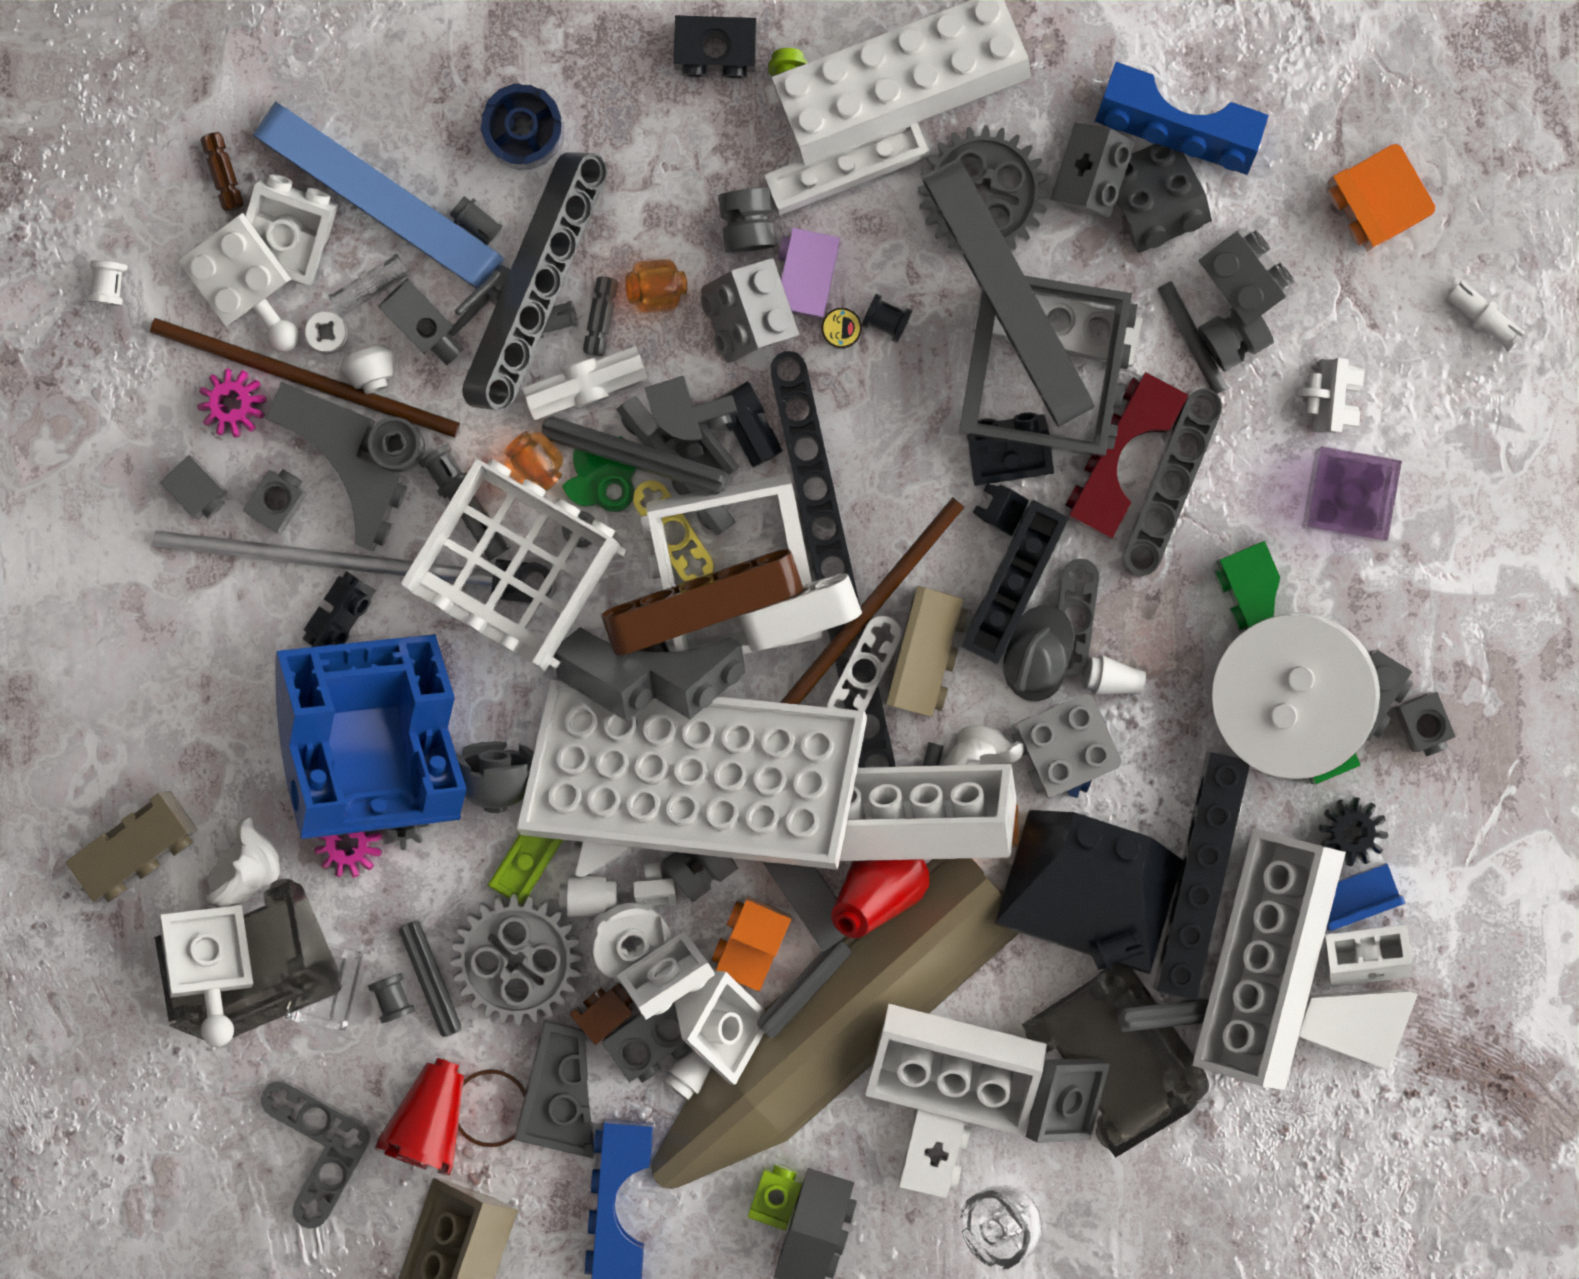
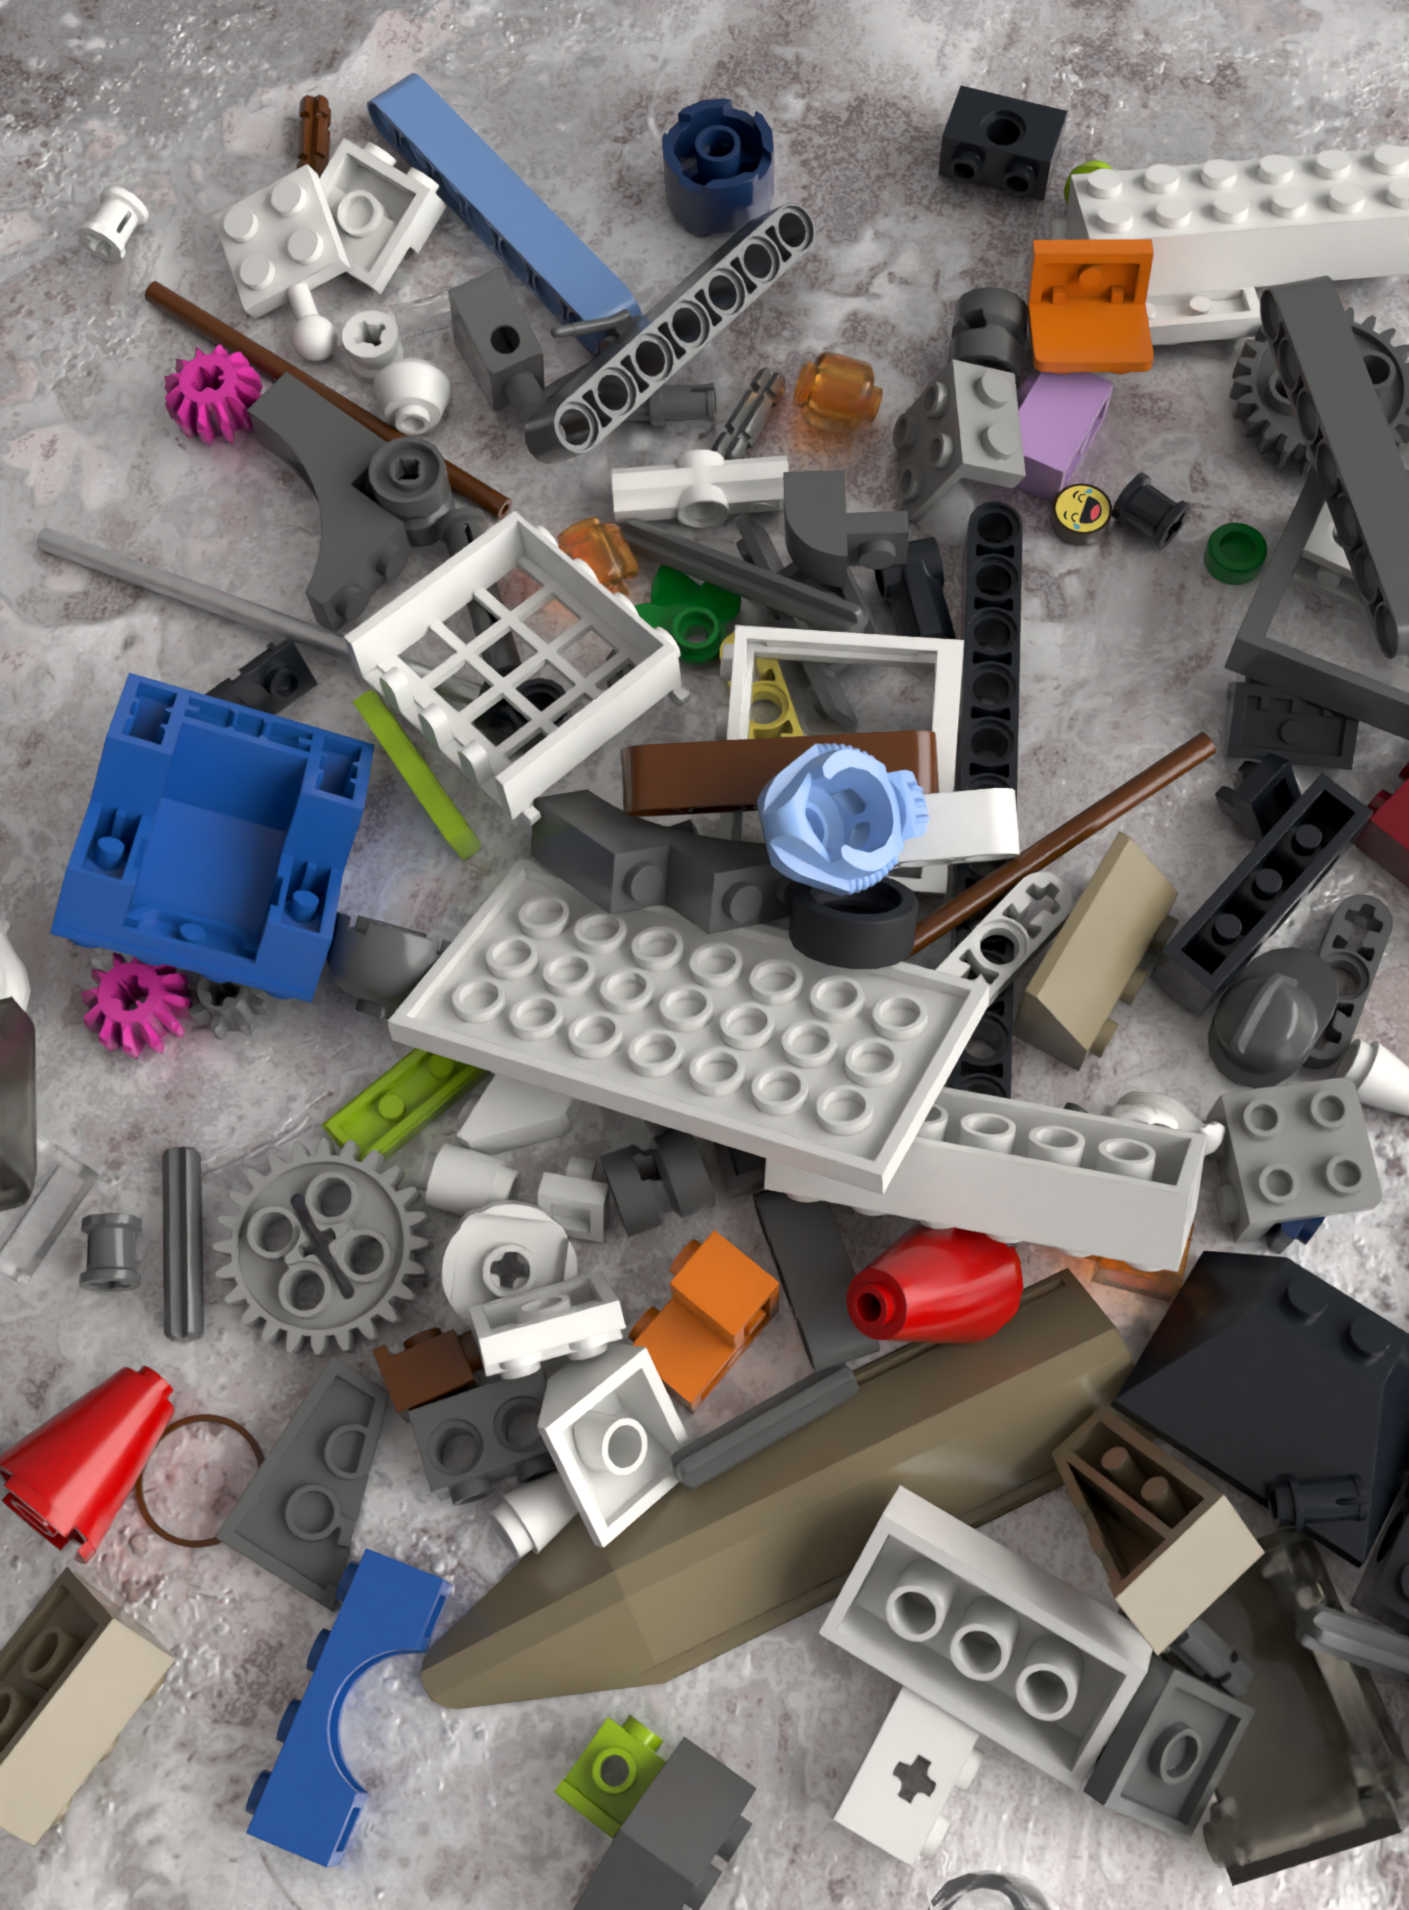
camera: 20 degrees right, 20 degrees down
(195, 488) = (119, 481): dark grey brick -> none
(258, 506) = (226, 546): dark grey brick -> none
(469, 645) = (418, 774): none -> lime tile
(475, 220) = (614, 254): dark grey pin -> none
(750, 638) = (839, 818): none -> light blue helmet
(776, 708) = (855, 930): none -> black tyre
(812, 195) = (1090, 305): none -> orange bracket
(949, 329) = (1235, 553): none -> green tile
(1028, 991) = (1153, 1525): none -> dark tan wedge
(1069, 1040) = (1213, 1657): none -> dark grey axle

